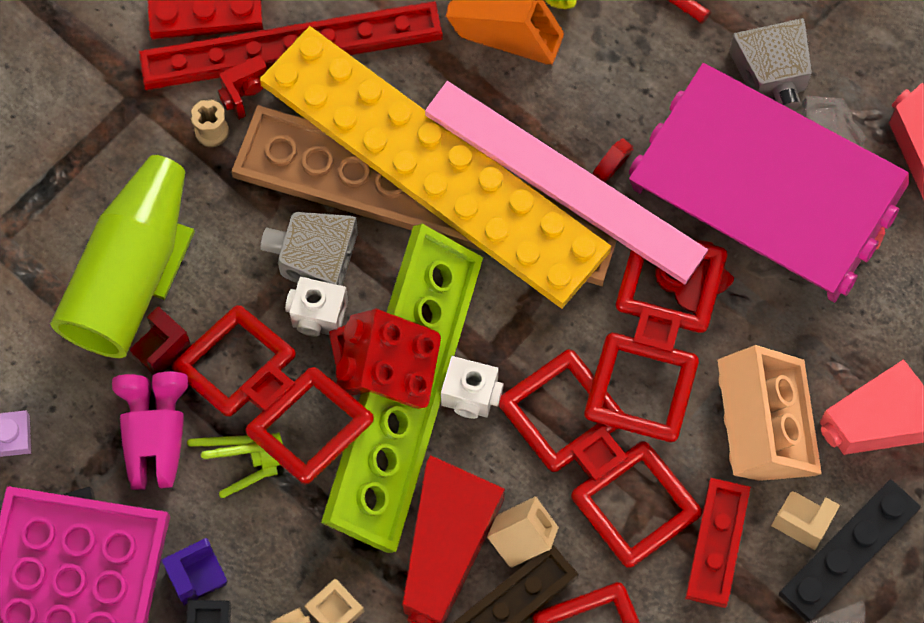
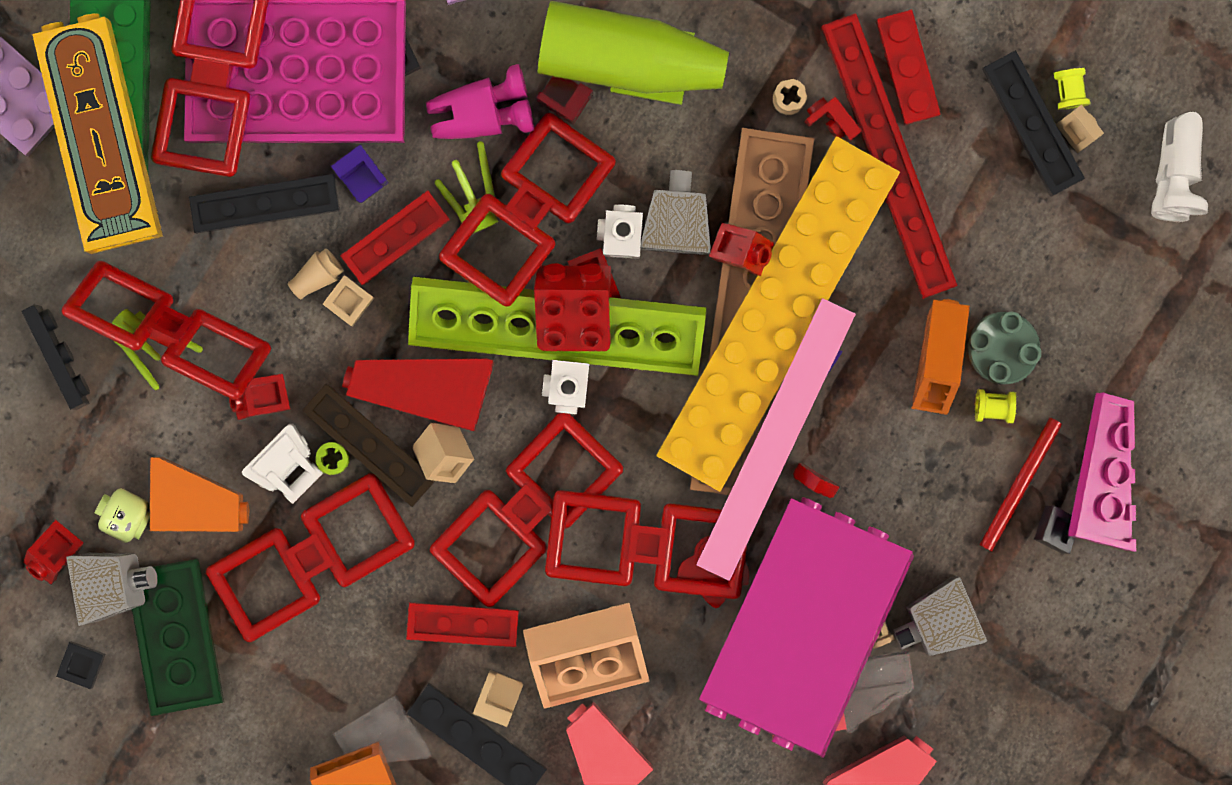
camera: 75 degrees right, 20 degrees up
(274, 546) = (395, 238): none -> red plate
(357, 184) = (742, 248): none -> red bracket

